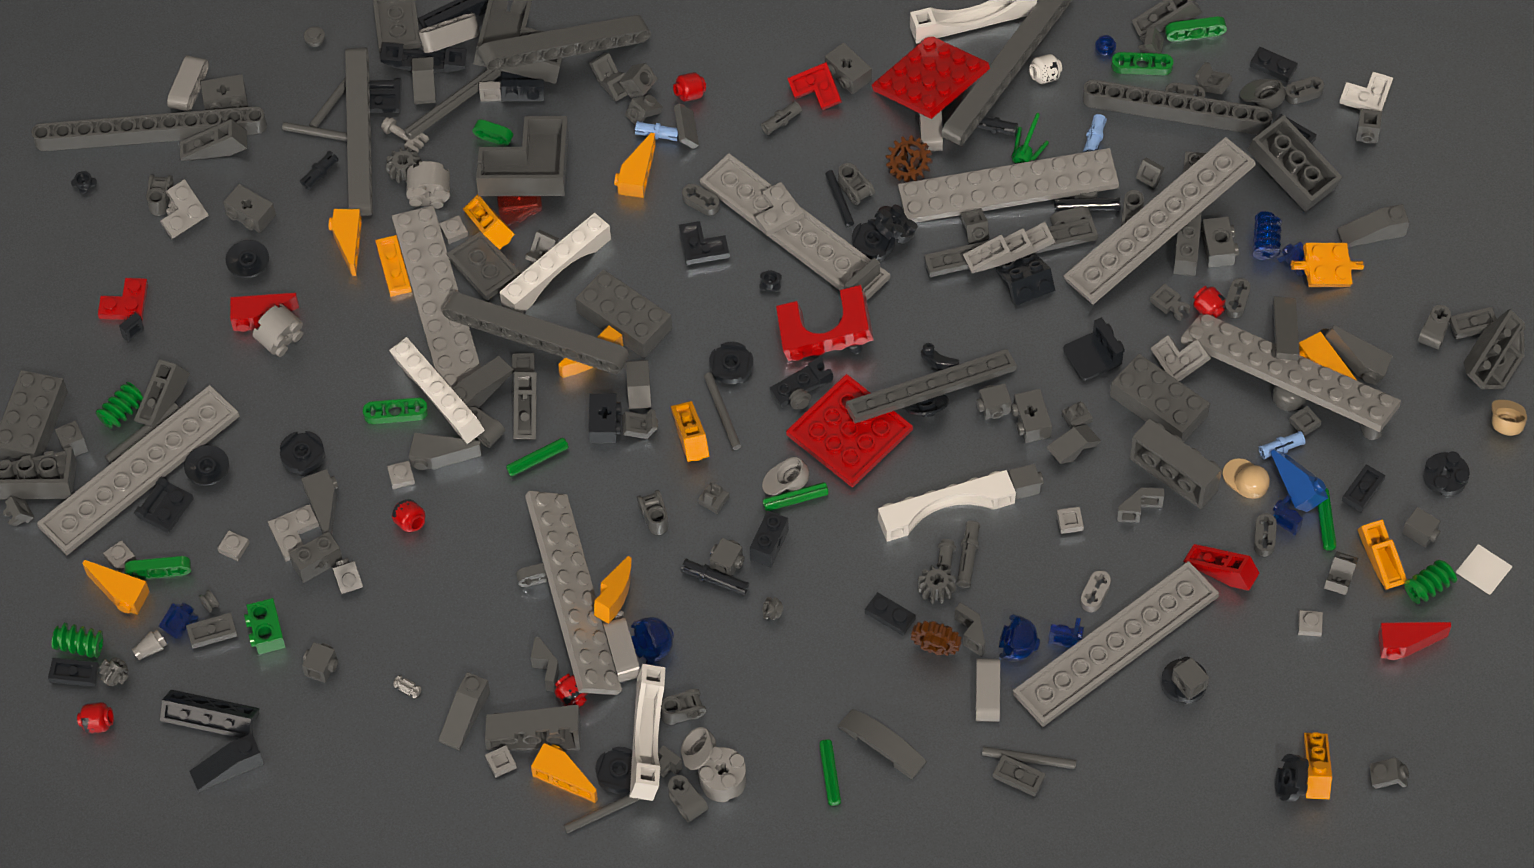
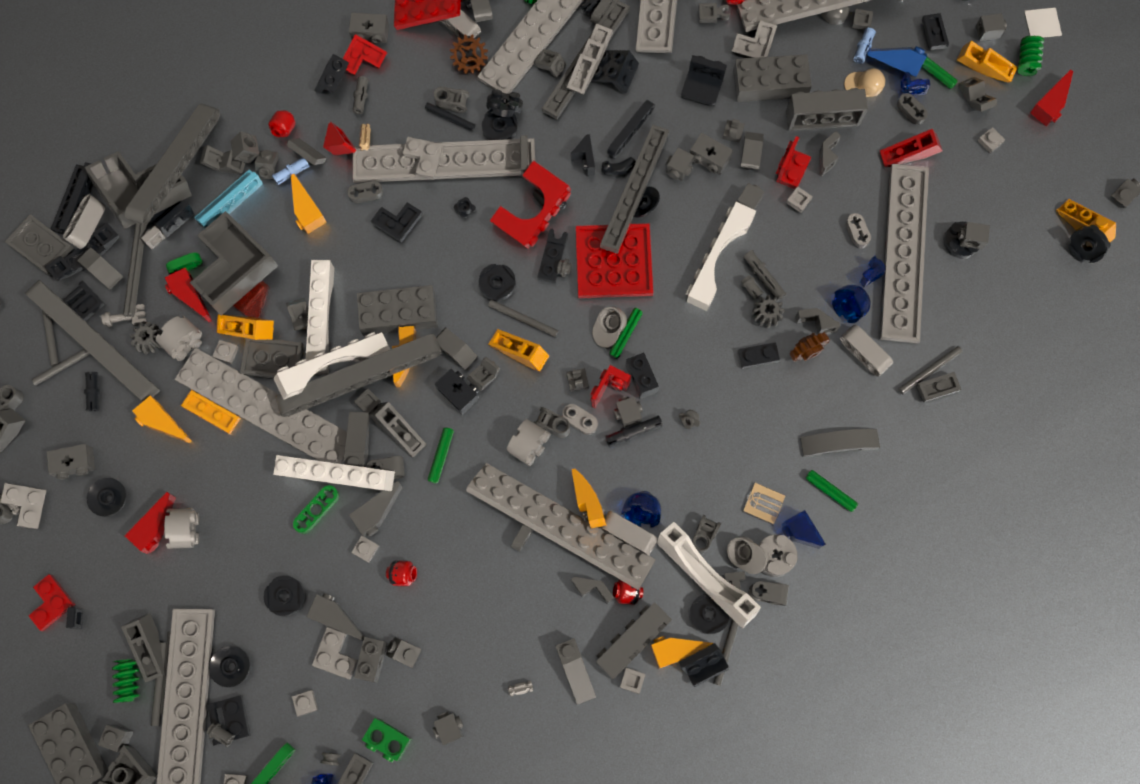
camera: 45 degrees left, 15 degrees up
(147, 501) = (217, 732): none -> dark grey pin
(468, 152) = (181, 288): none -> red slope
(480, 288) = (294, 379): none -> white arch
(570, 797) = (704, 664): none -> black bracket
(586, 112) = (230, 198): none -> medium azure fence
(615, 504) = (528, 442): none -> light grey brick
(681, 528) = (578, 420): none -> light grey plate
(721, 137) = (337, 141): none -> red slope
(726, 515) = (614, 376): none -> red bracket
(746, 153) = (364, 137): none -> tan axle
(762, 732) = (764, 503): none -> piece
(768, 776) = (802, 531): none -> clear blue slope
(773, 80) = (332, 74): none -> black bracket
(920, 322) = (584, 152): none -> black slope
(984, 337) = (631, 128): none -> black beam
(1094, 484) = (792, 166): none -> red bracket

